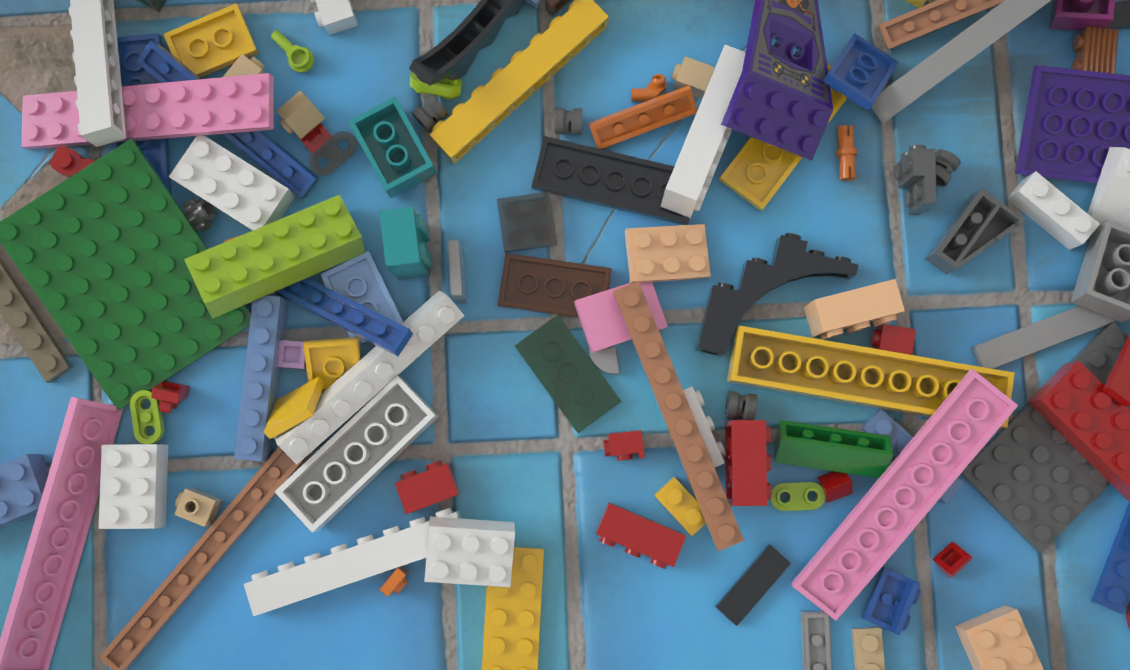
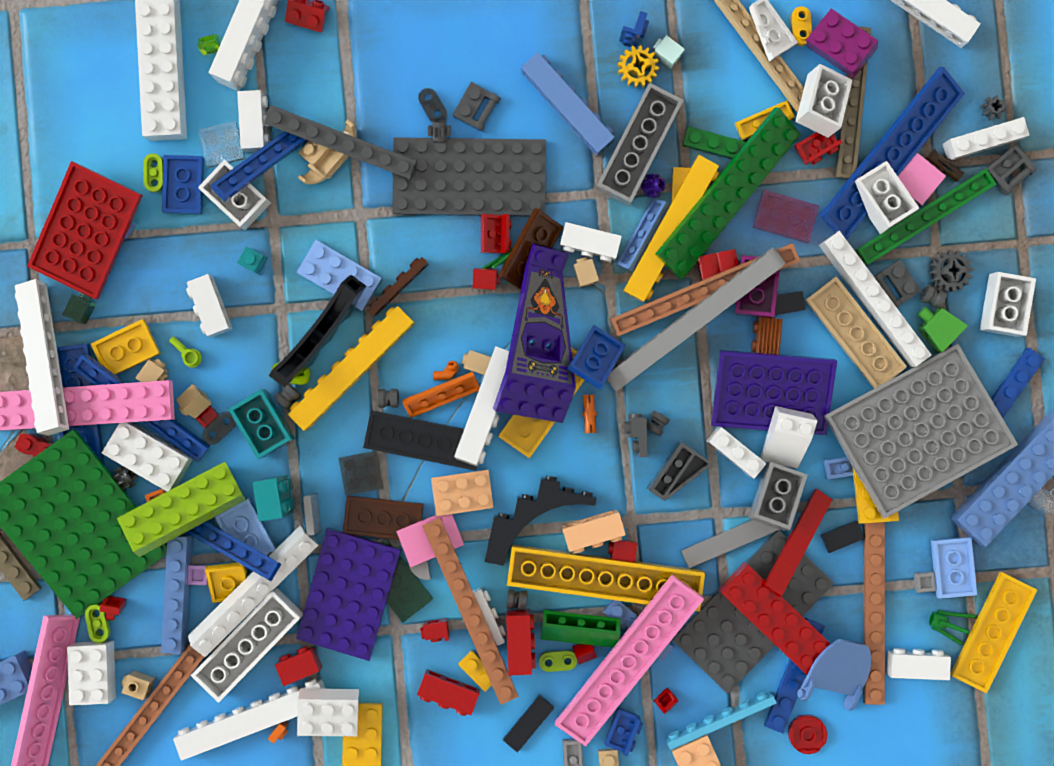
camera: 10 degrees left, 5 degrees up
(294, 408) = (201, 615): yellow tile -> none
(503, 389) = (348, 594): none -> dark purple plate
(1041, 585) = (723, 719): none -> medium azure plate

